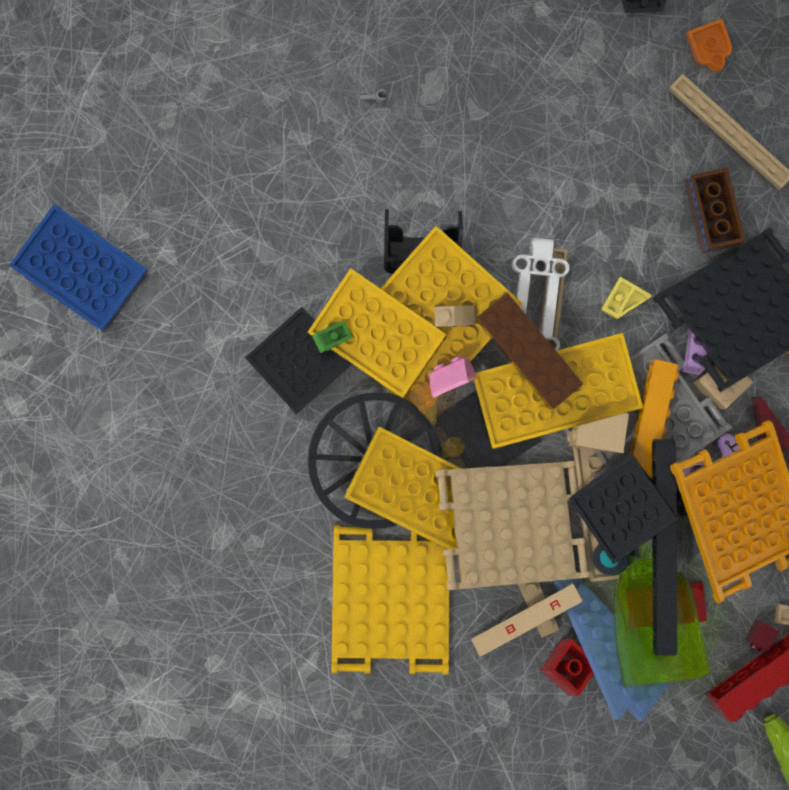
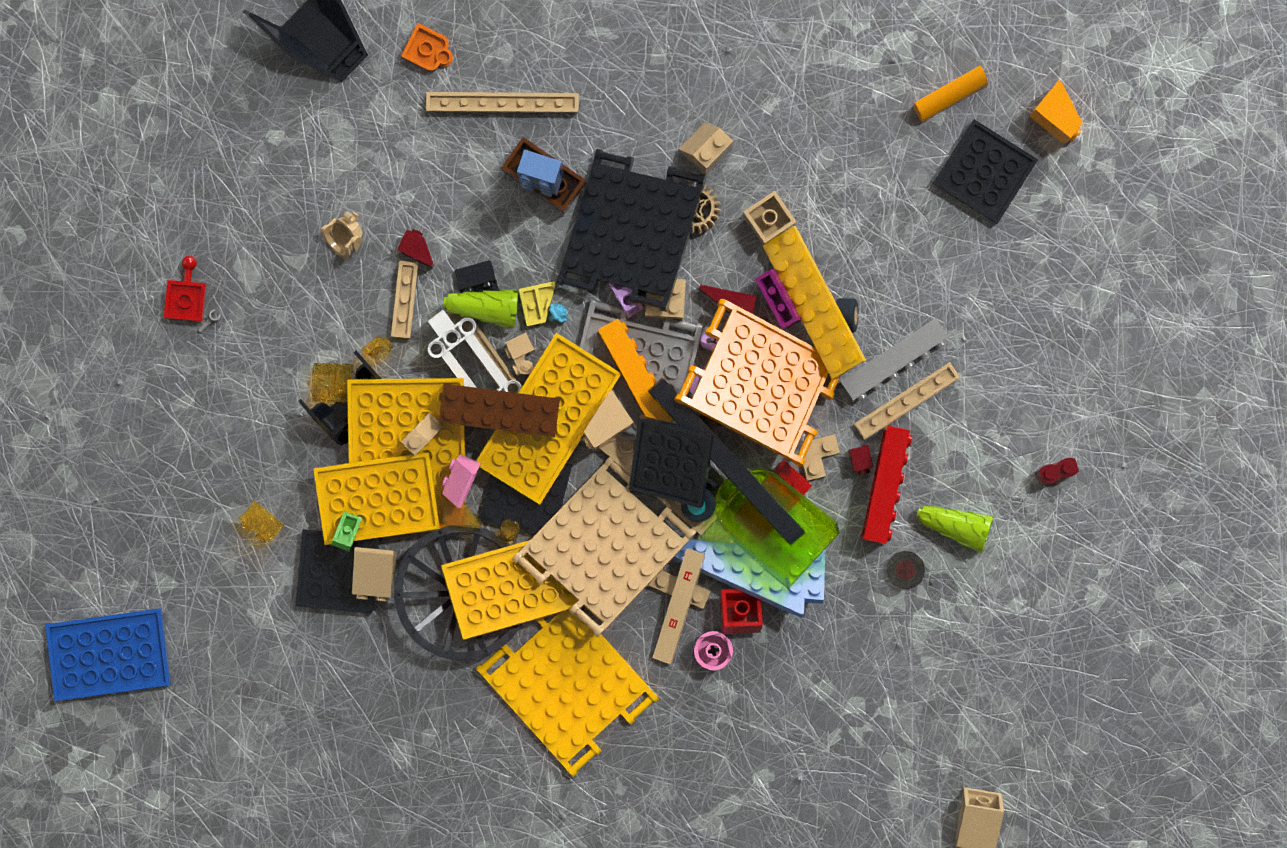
camera: 40 degrees left, 0 degrees up
(277, 274) = (262, 522): none -> clear yellow bracket
(323, 386) = (373, 573): none -> tan slope
(371, 64) = (185, 298): none -> red plate
(420, 218) = (333, 378): none -> clear yellow slope
(476, 220) = (373, 348): none -> clear yellow bracket
(525, 687) = (722, 656): none -> bright pink brick
(528, 120) = (343, 235): none -> tan helmet
(529, 208) = (404, 299): none -> tan plate
(571, 177) = (415, 247): none -> dark red slope
(579, 320) = (518, 349): none -> tan brick
(587, 268) = (487, 306): none -> lime cone
(592, 245) = (476, 278): none -> black bracket
(633, 320) = (558, 313): none -> medium azure plant
(719, 749) = (905, 570): none -> clear smoke tile
(726, 200) = (540, 173): none -> medium blue brick
(740, 600) = (819, 448): none -> tan plate

